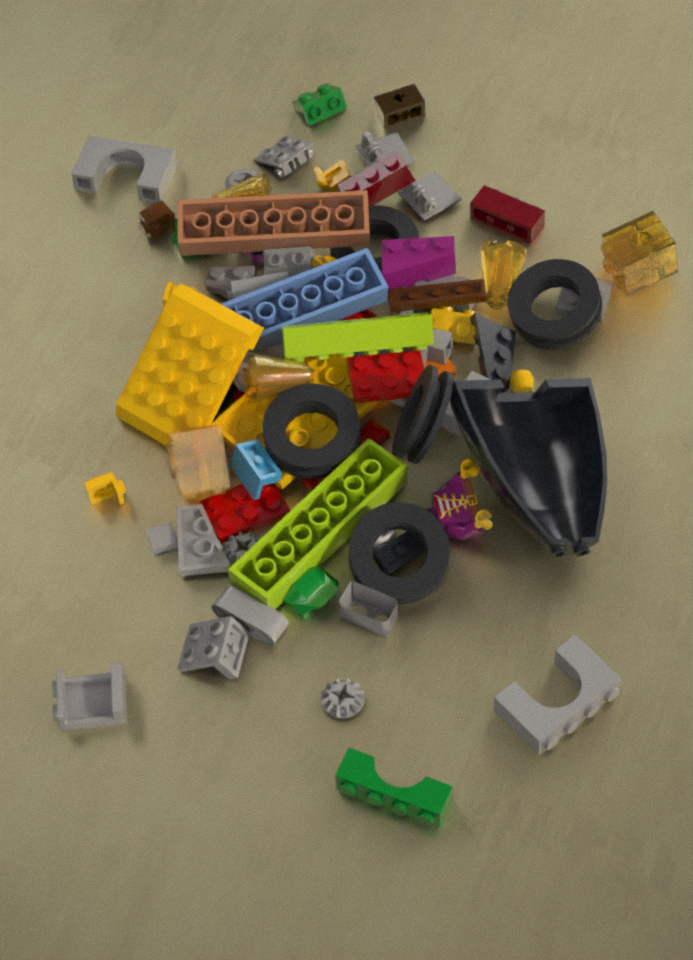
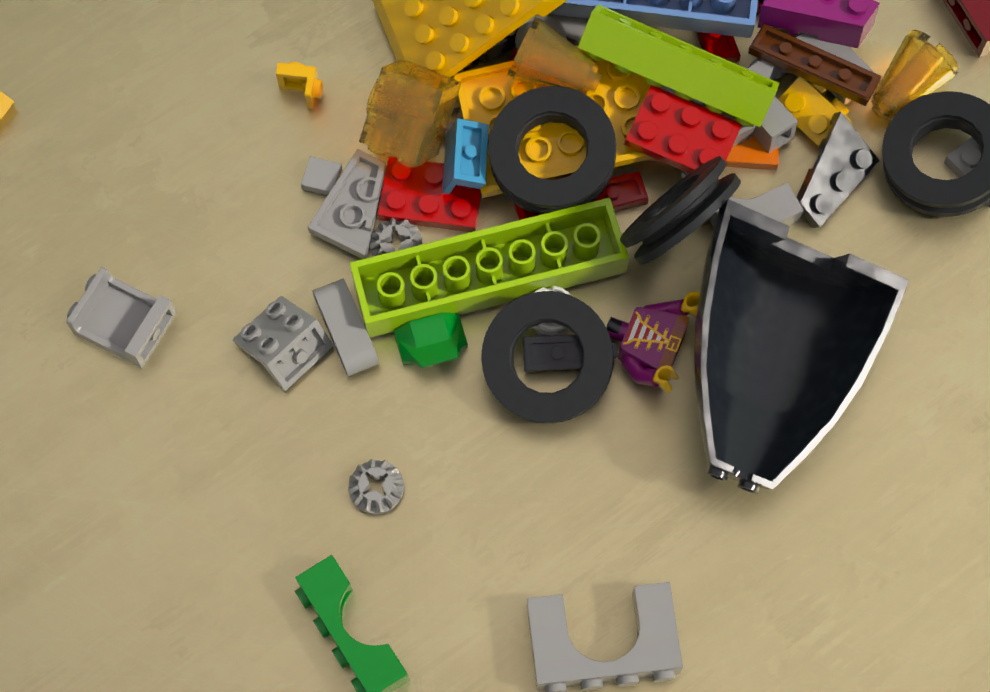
camera: 30 degrees right, 15 degrees up
(368, 599) = (472, 375): light grey piece -> none
(522, 381) = (837, 233): yellow cone -> none

